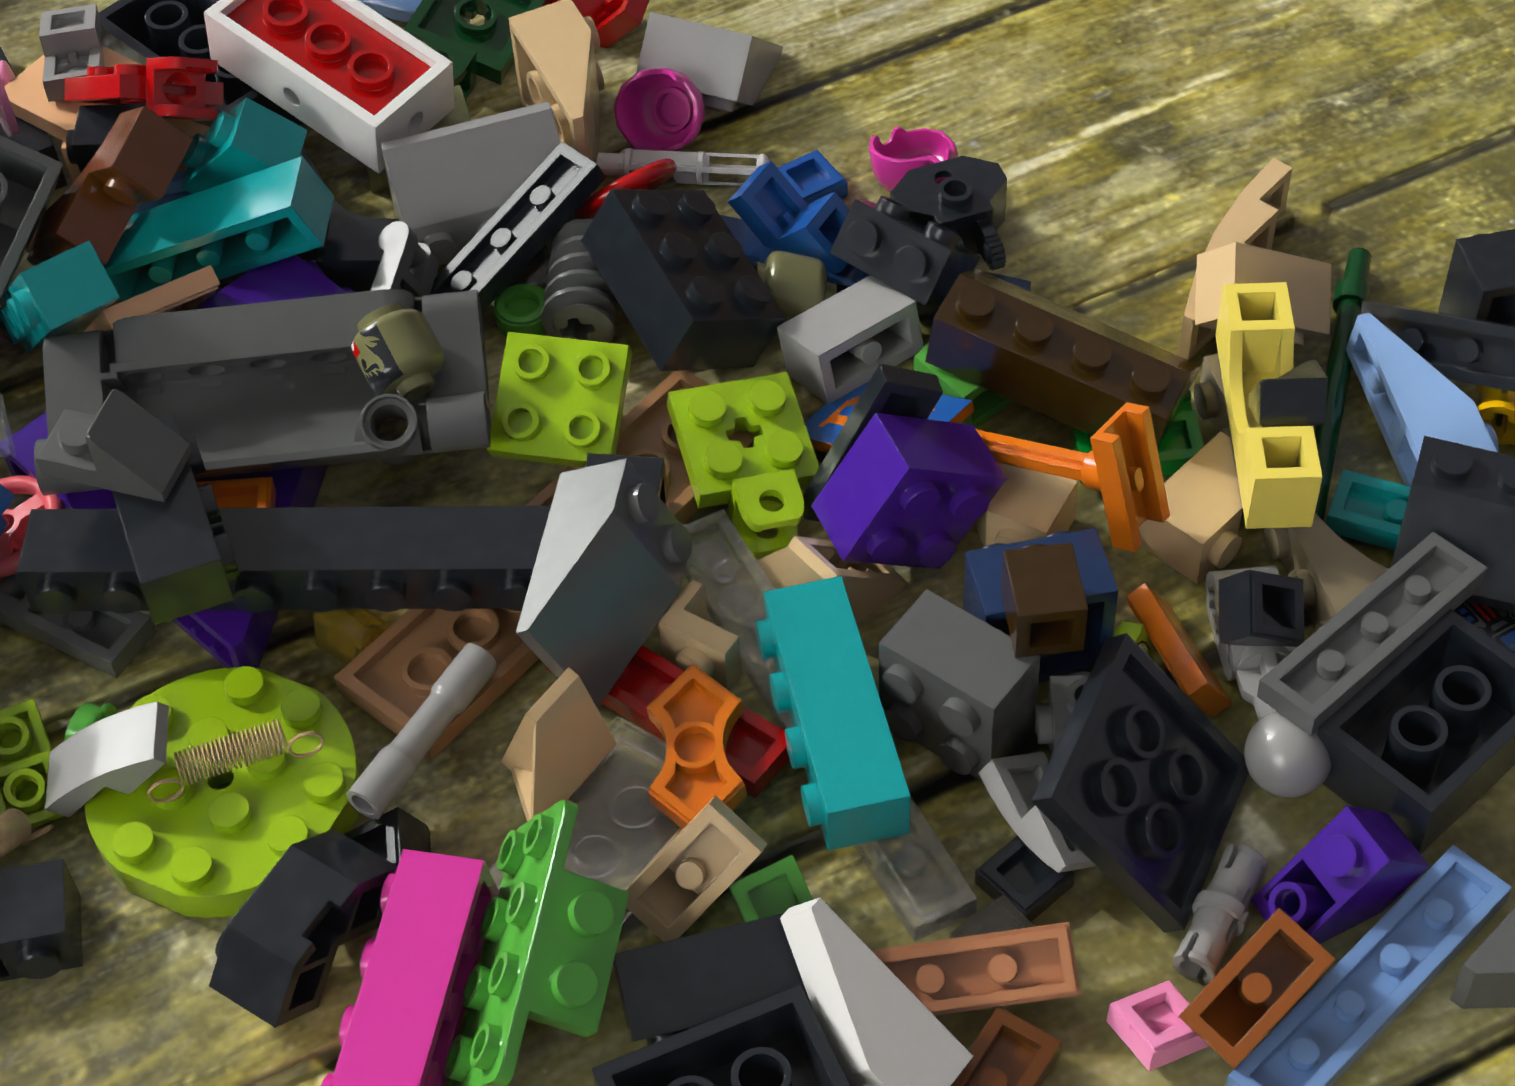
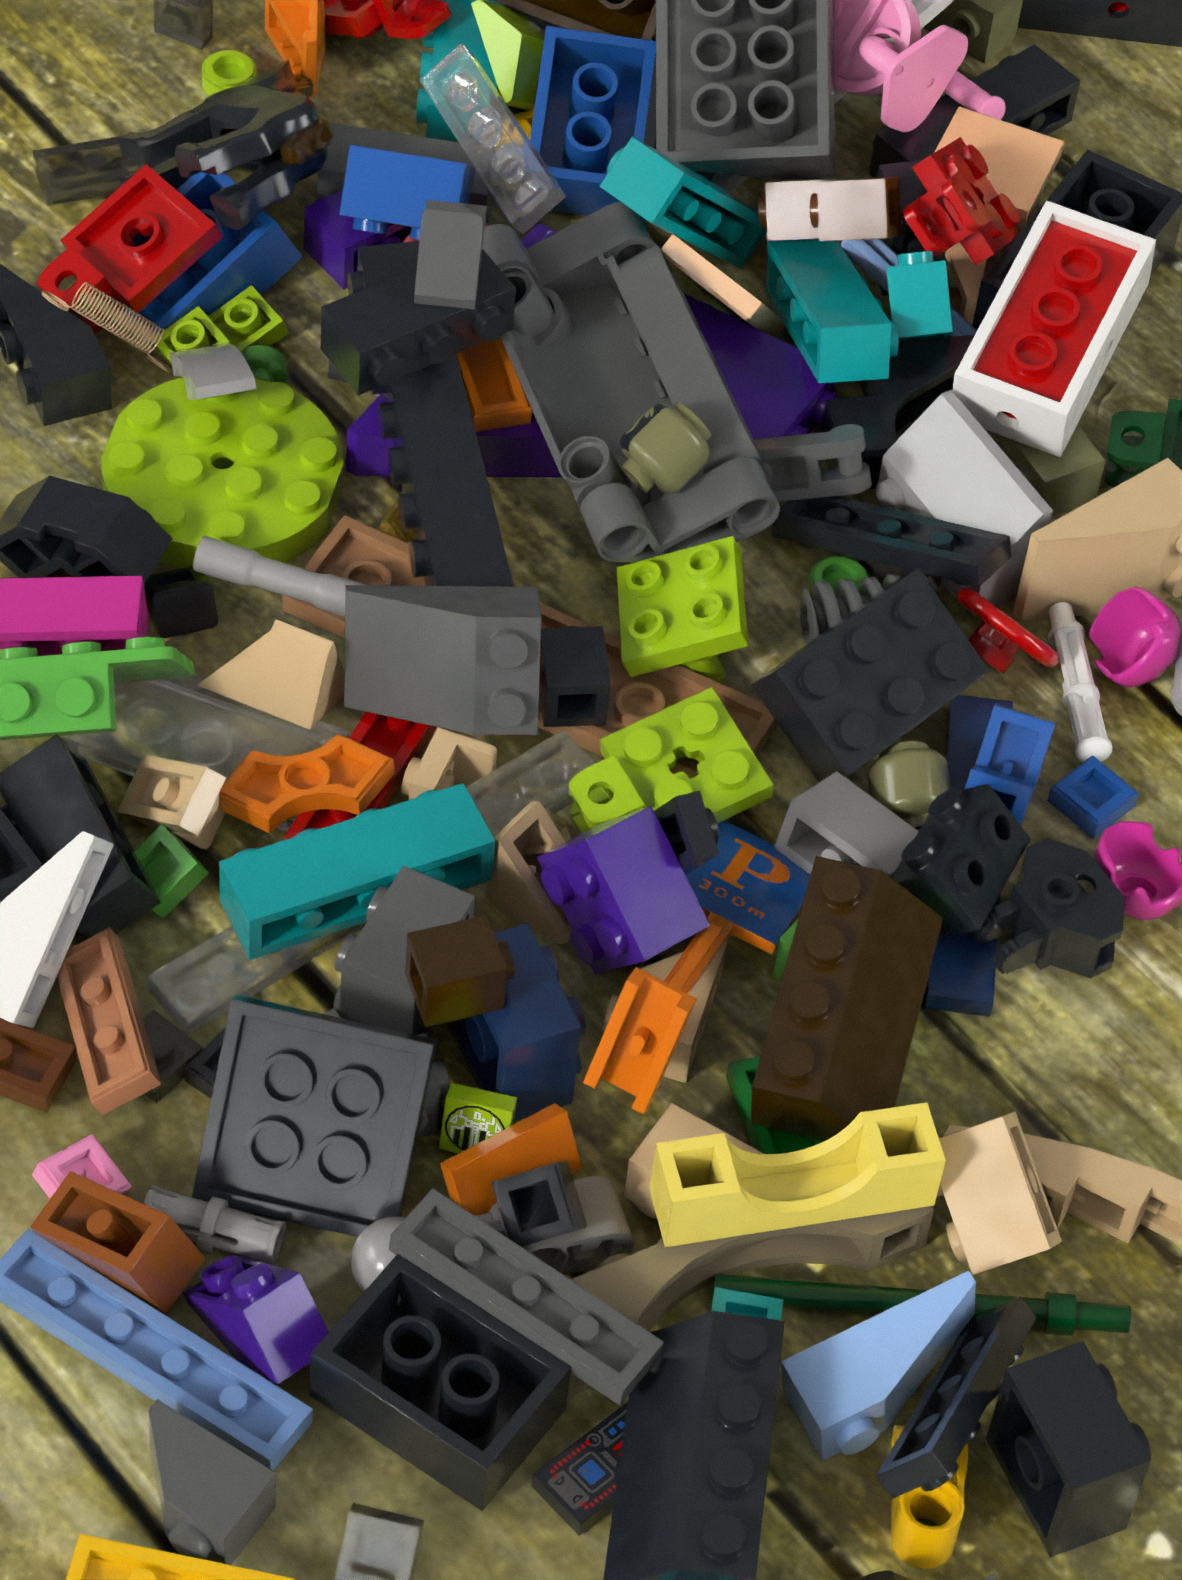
camera: 70 degrees right, 0 degrees up
(70, 44) = (1031, 141): light grey slope -> none
(275, 735) = (230, 467): tan piece -> none
(1291, 399) = (782, 1178): black slope -> none

